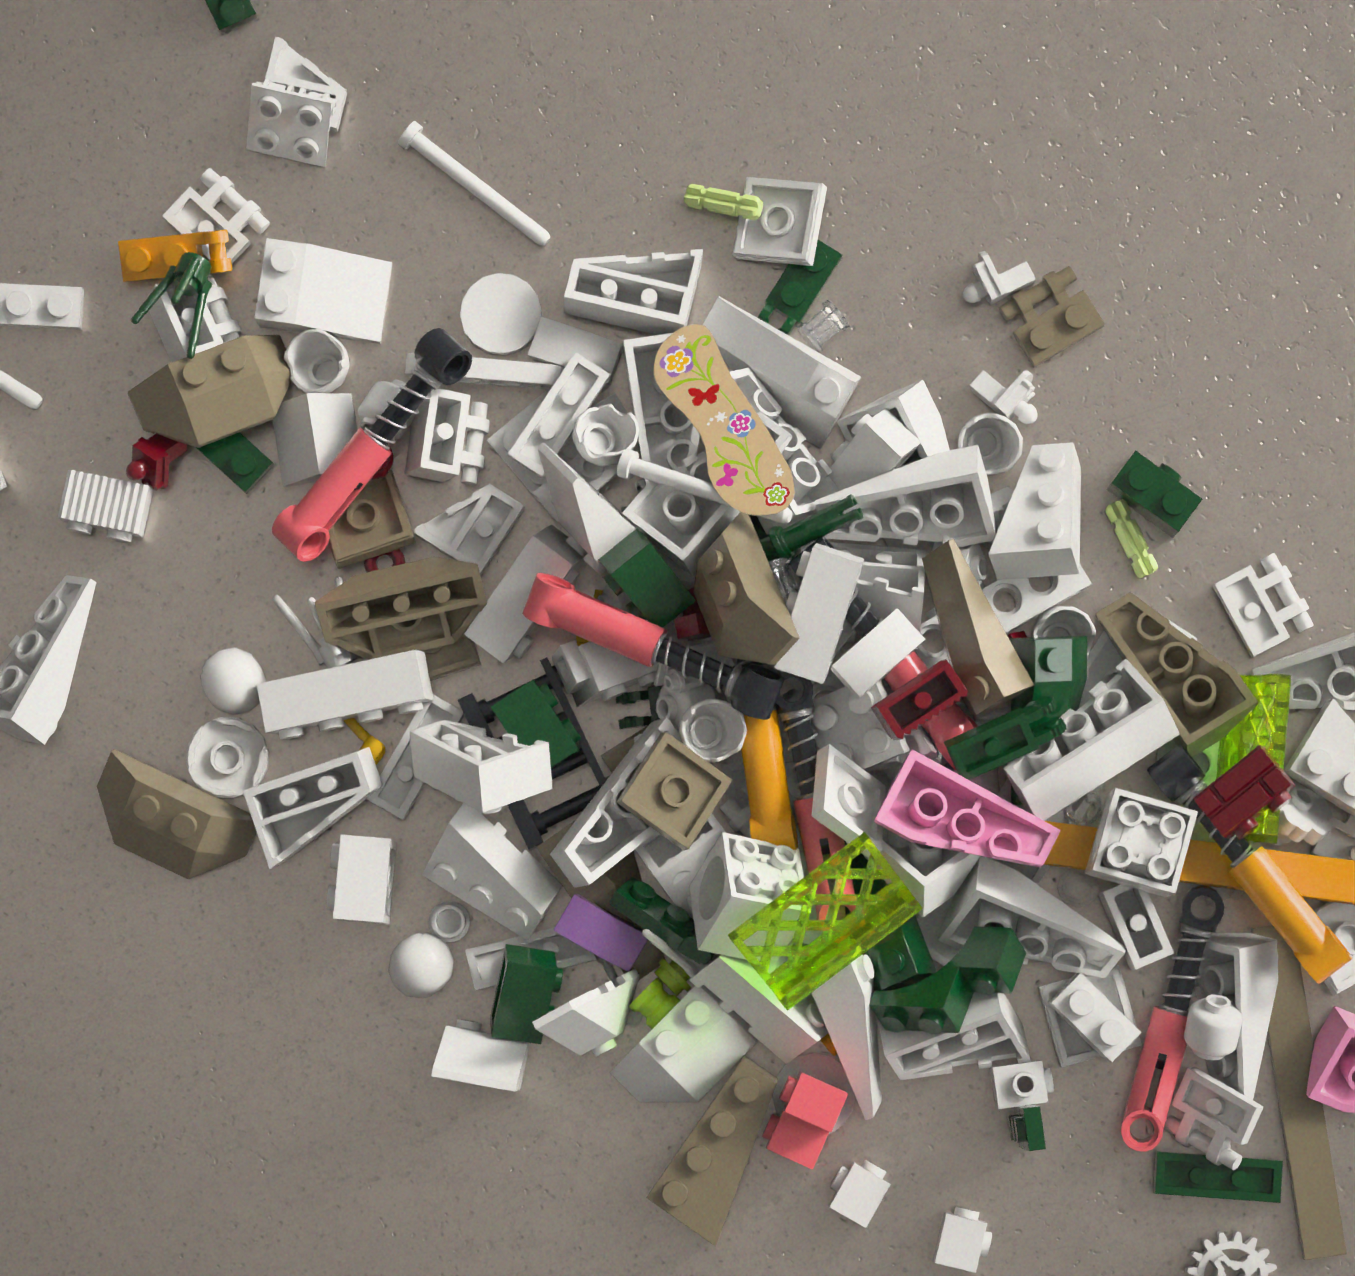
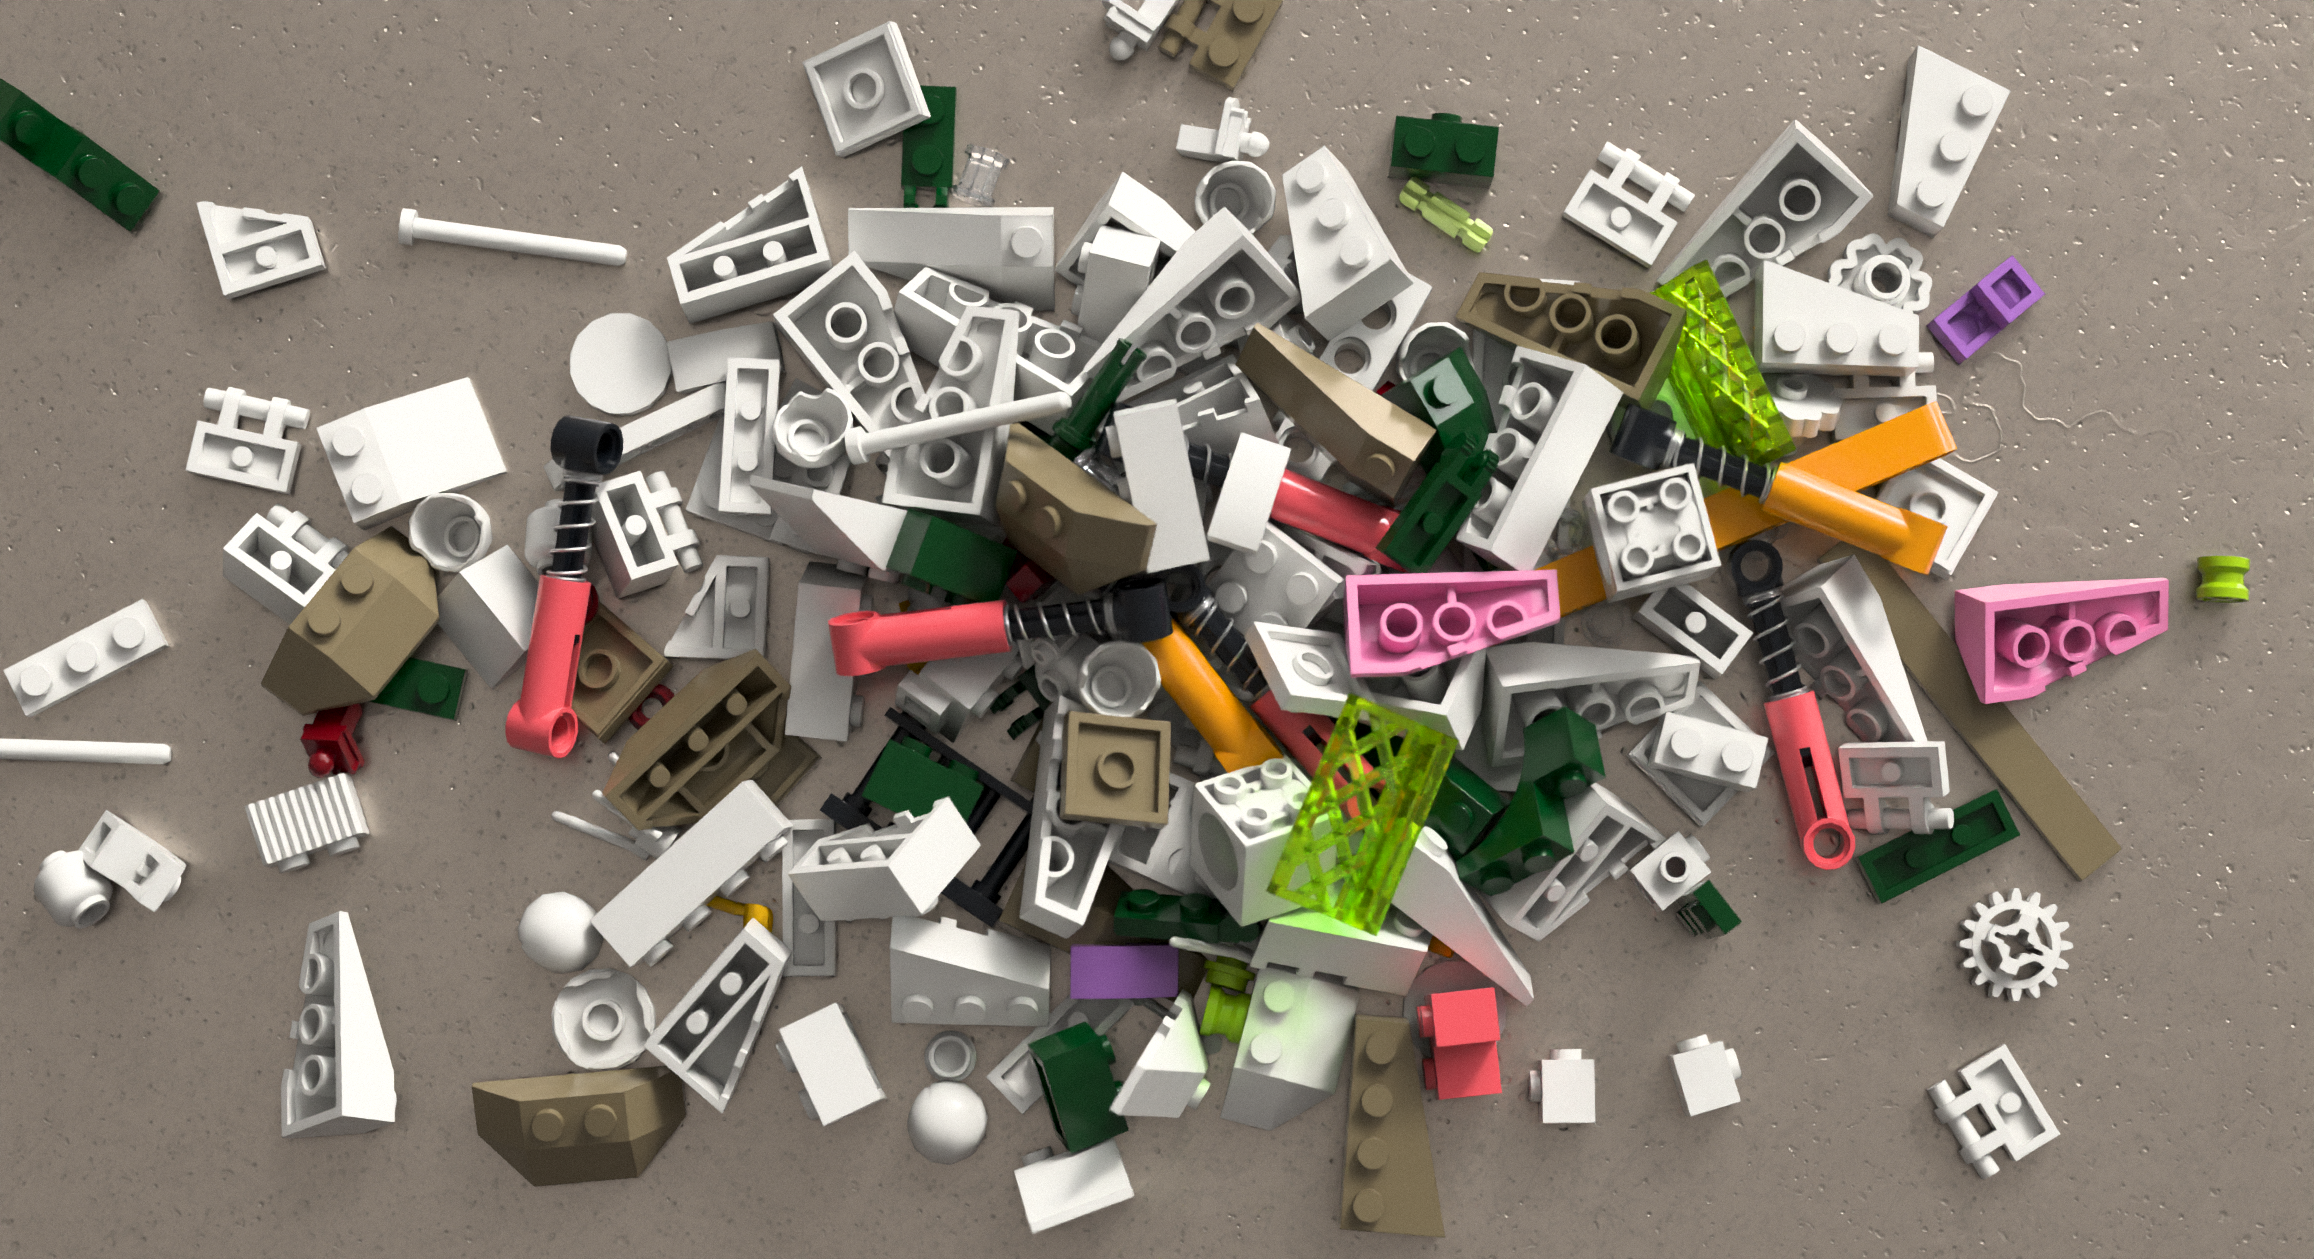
camera: 35 degrees left, 0 degrees up
(154, 255) = (224, 506): light orange plate -> none
(187, 279) = (255, 521): dark green plant -> none
(289, 122) = (267, 288): white hinge -> none
(723, 201) = (793, 103): yellowish green axle -> none
(739, 449) = (971, 359): tan sticker -> none
(919, 700) = (1324, 517): dark red brick -> none
(1212, 1027) = (1841, 688): white head -> none
(1245, 793) = (1732, 415): dark red brick -> none

